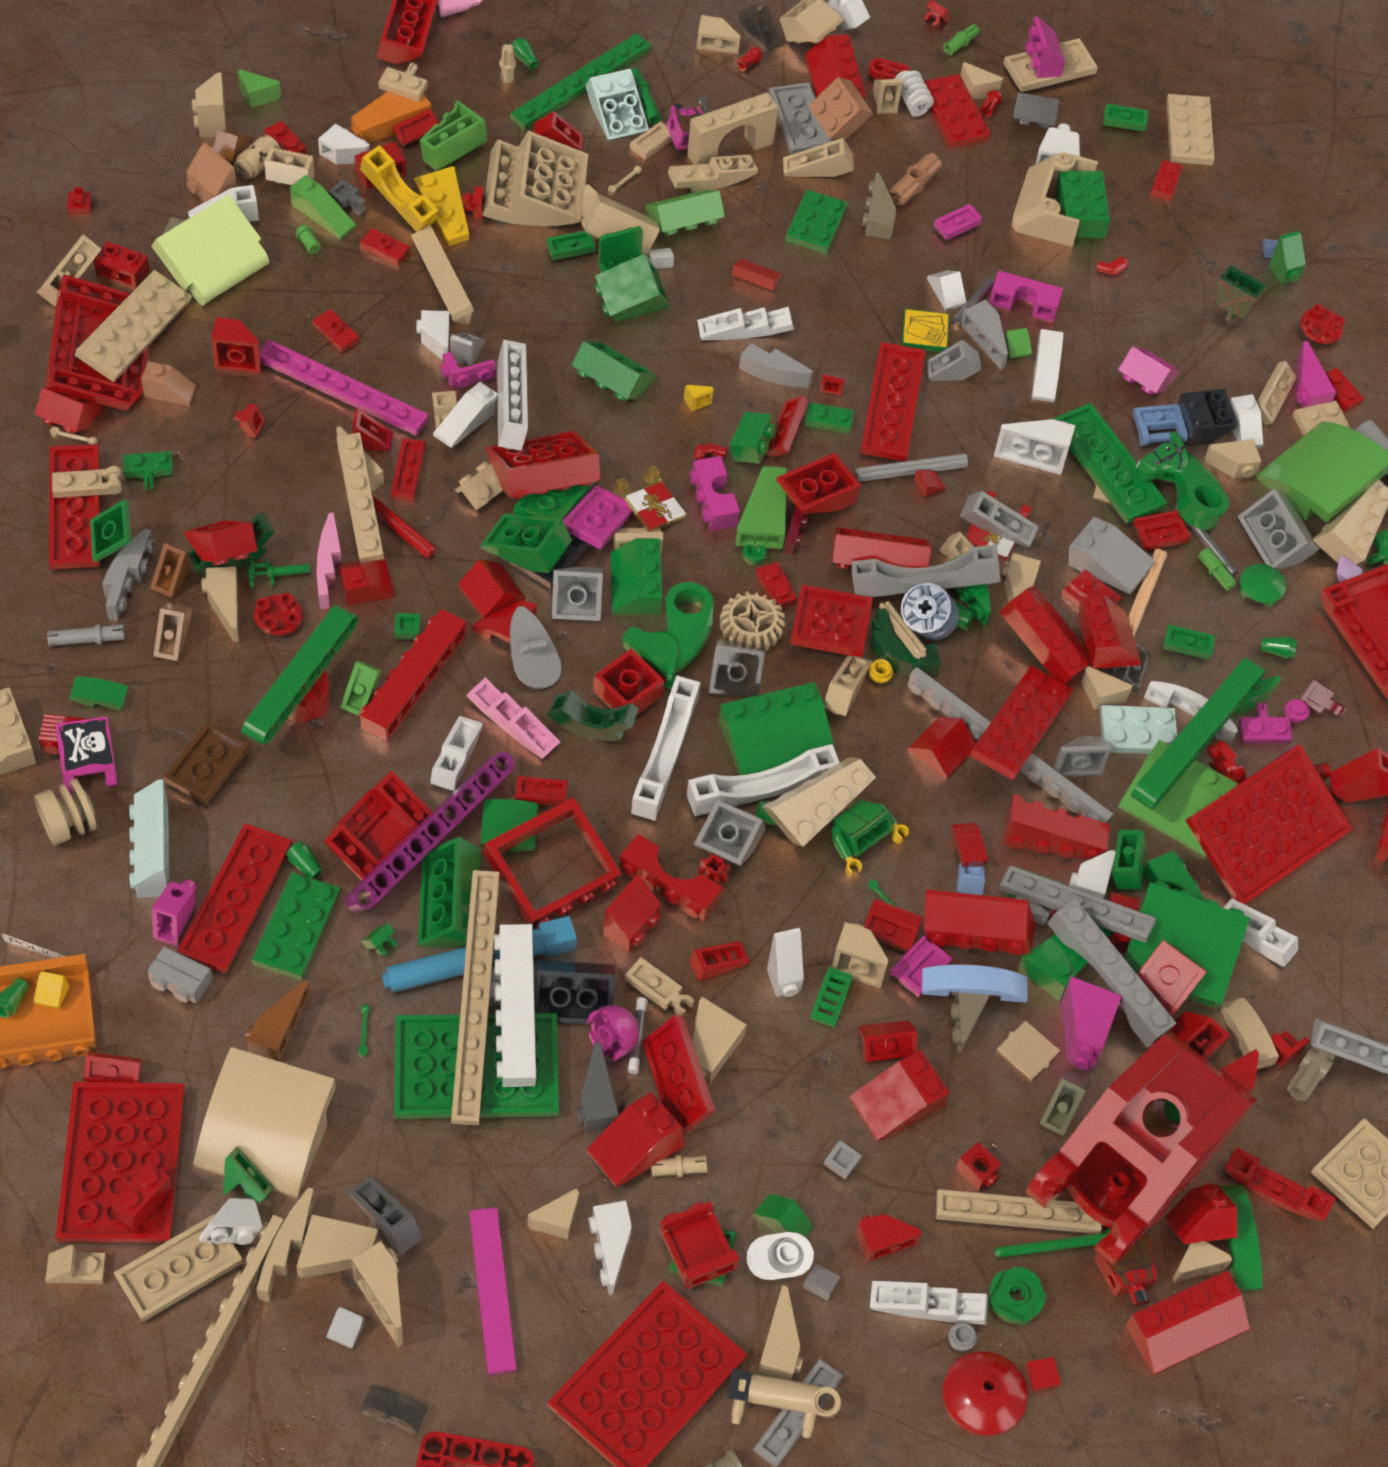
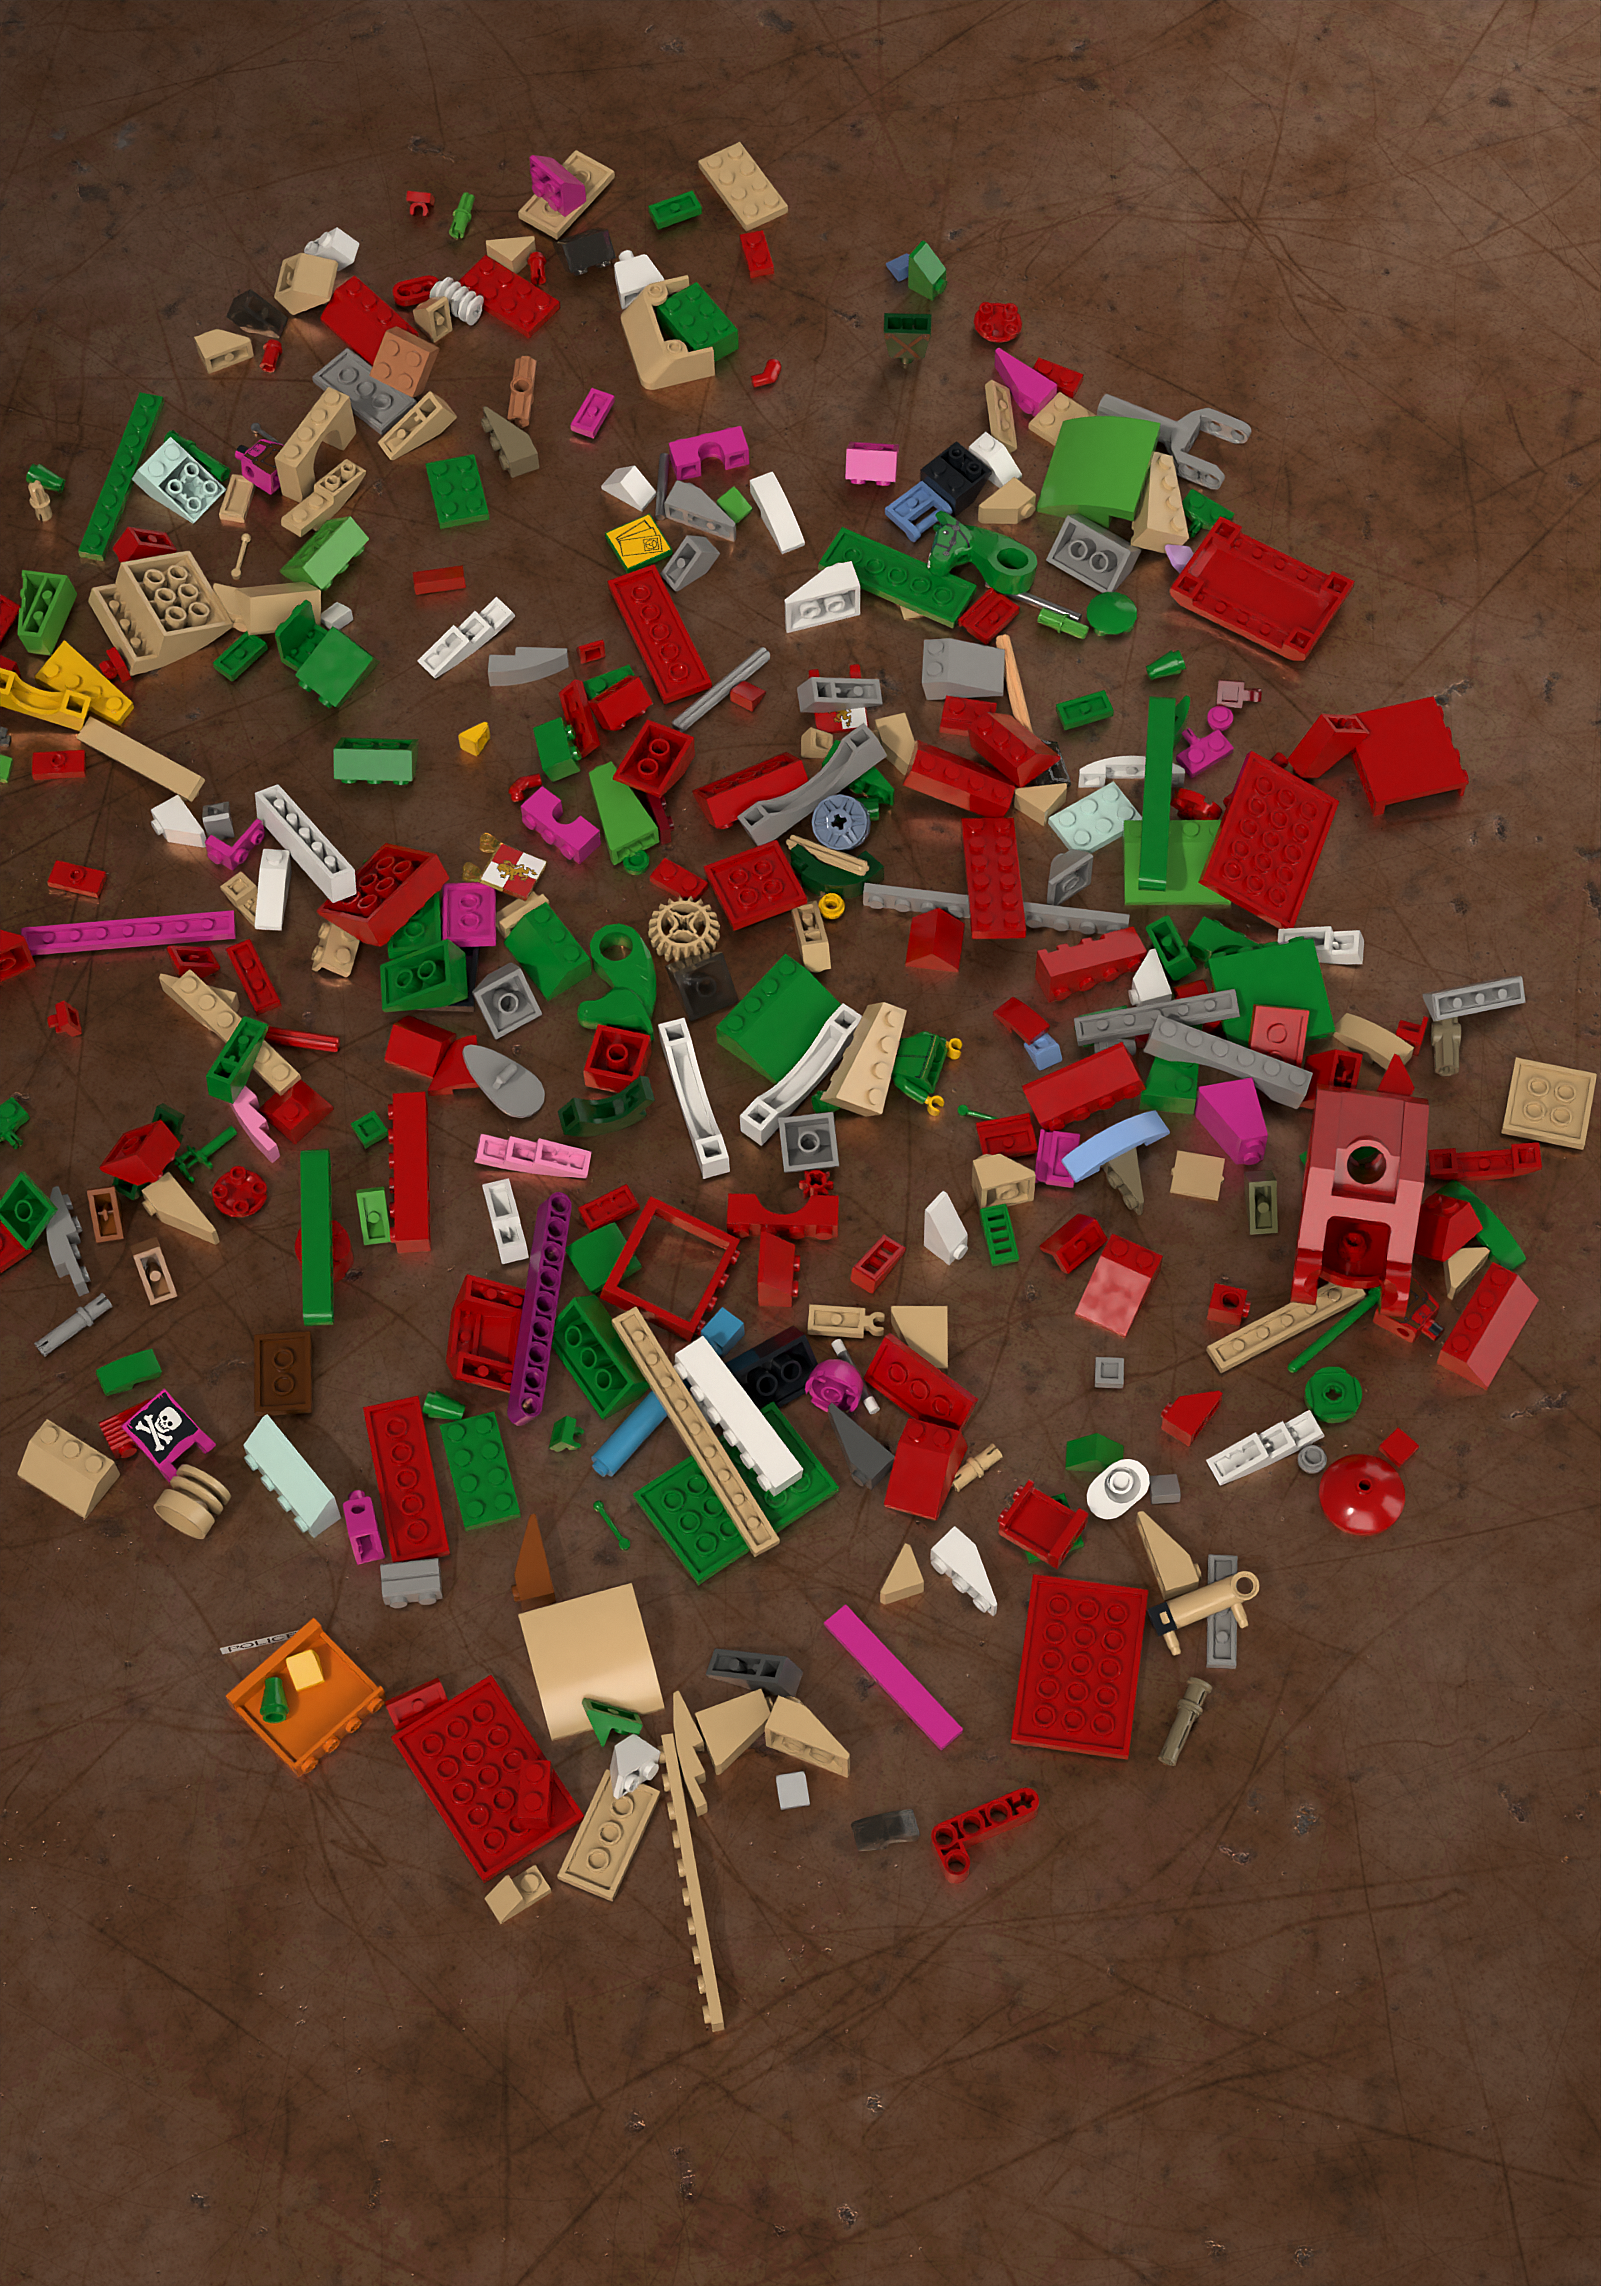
camera: 25 degrees left, 5 degrees up
(340, 515) = (236, 1060): none -> green slope
(825, 432) = (620, 703): none -> red brick

